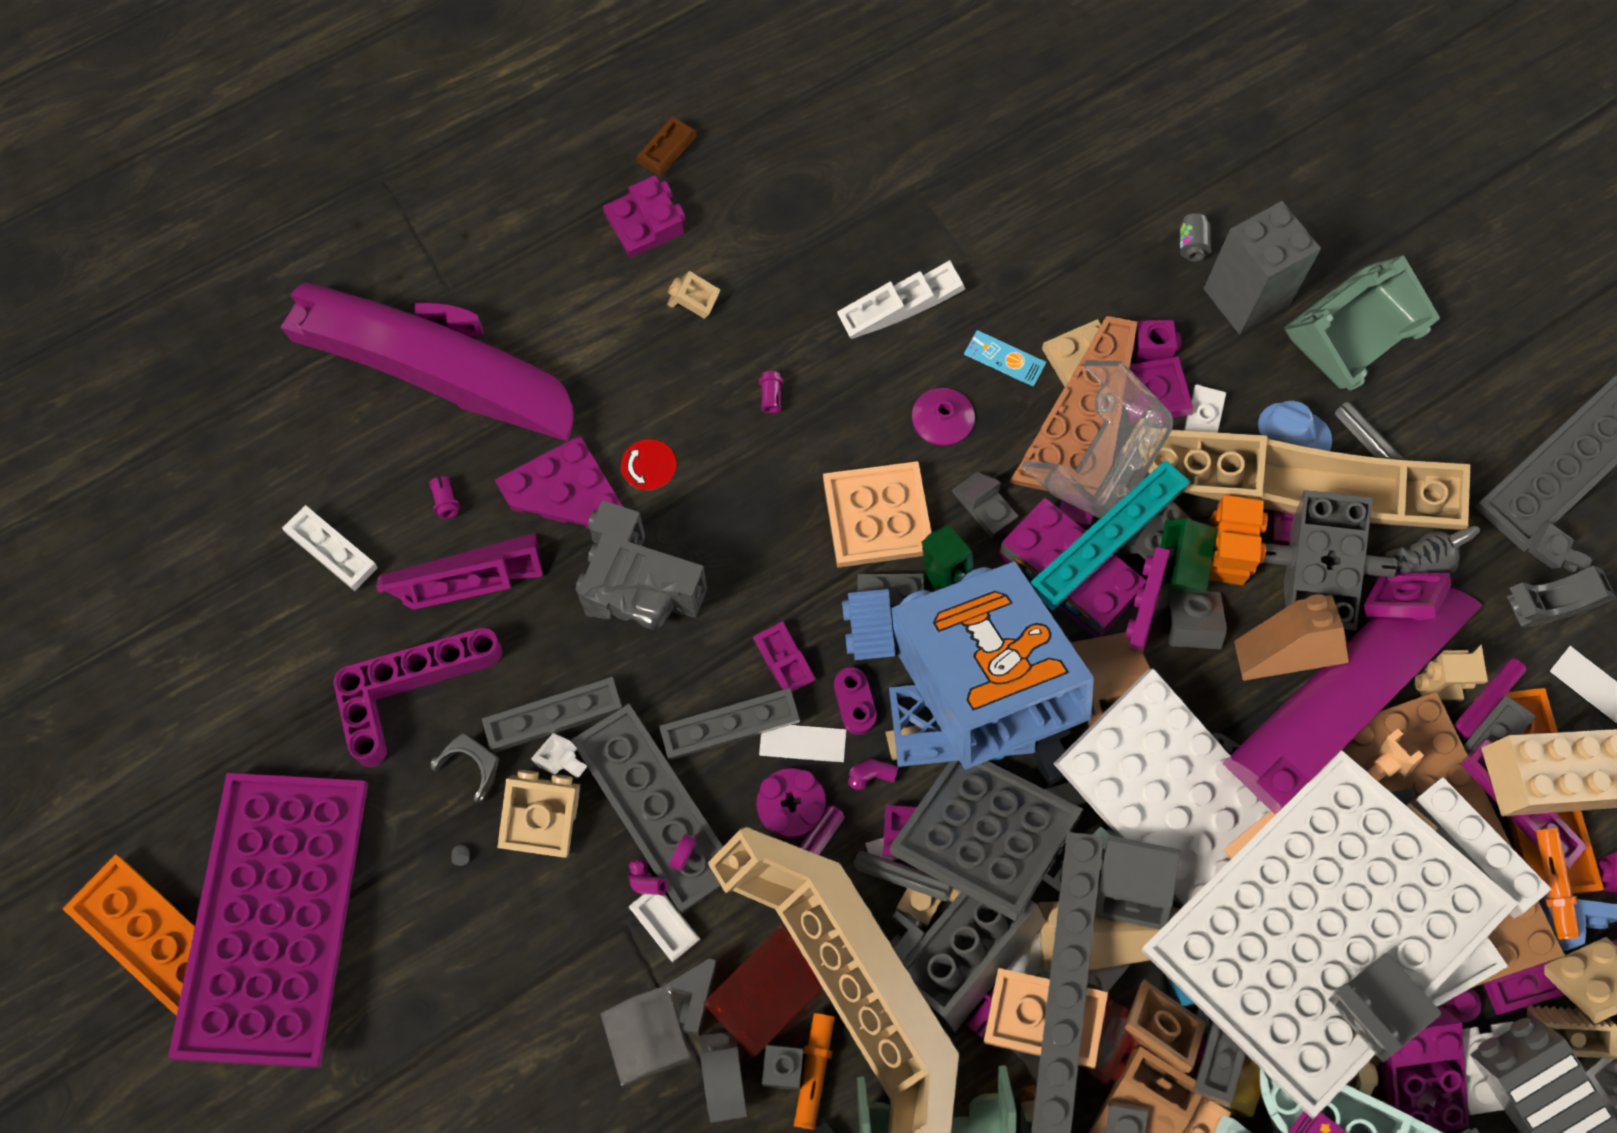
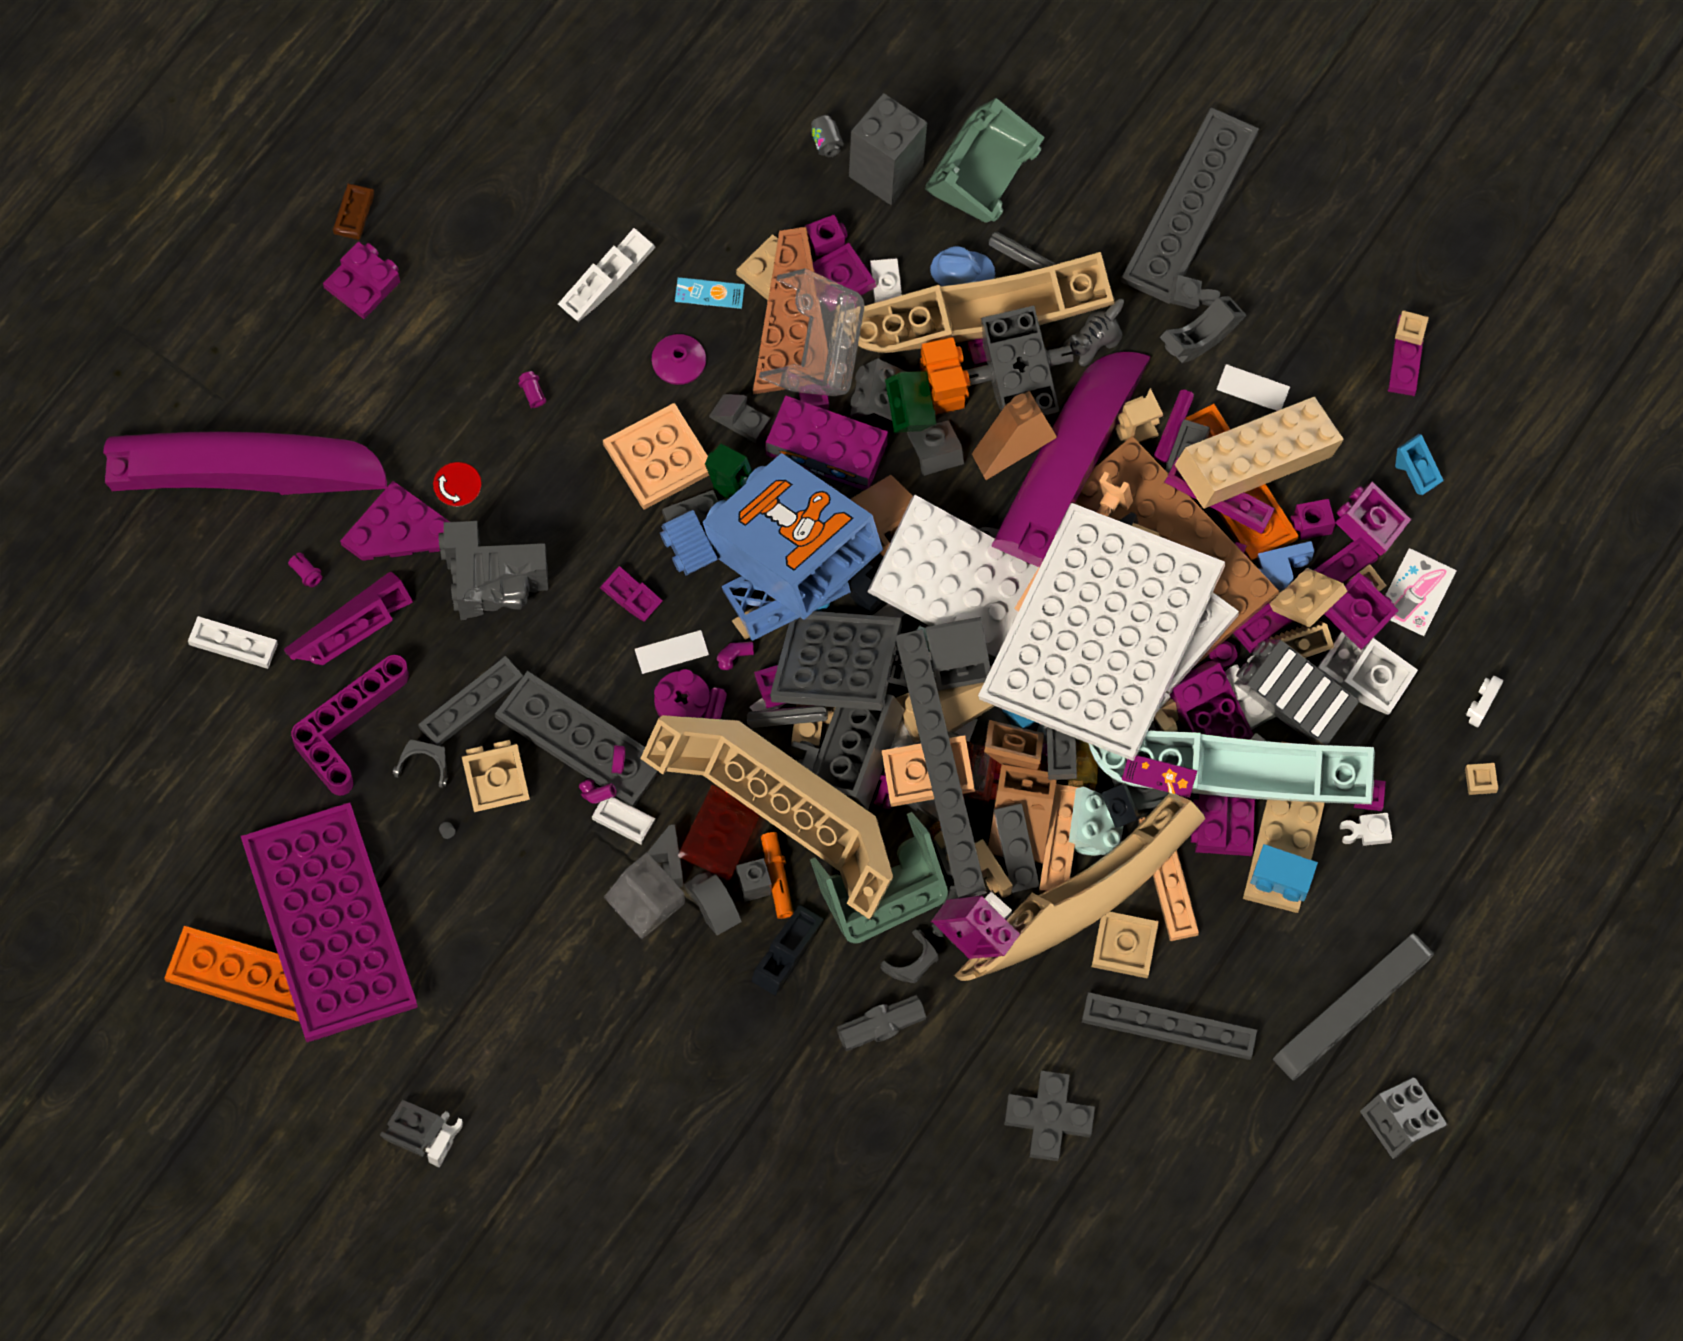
camera: 25 degrees left, 0 degrees up
(451, 317) = (244, 422): magenta slope -> none
(558, 754) = (489, 727): white plate -> none
(693, 294) = (433, 331): tan bracket -> none
(729, 724) = (611, 657): dark grey plate -> none
(855, 699) = (698, 604): magenta plate -> none
(1109, 534) = (846, 405): teal plate -> none
(1147, 599) = (892, 445): magenta plate -> none
(1384, 1007) = (1153, 665): dark grey bracket -> none
(1408, 595) = (1088, 370): magenta plate -> none
(1481, 844) = (1194, 534): white brick -> none
(1557, 879) = (1258, 541): orange pin -> none

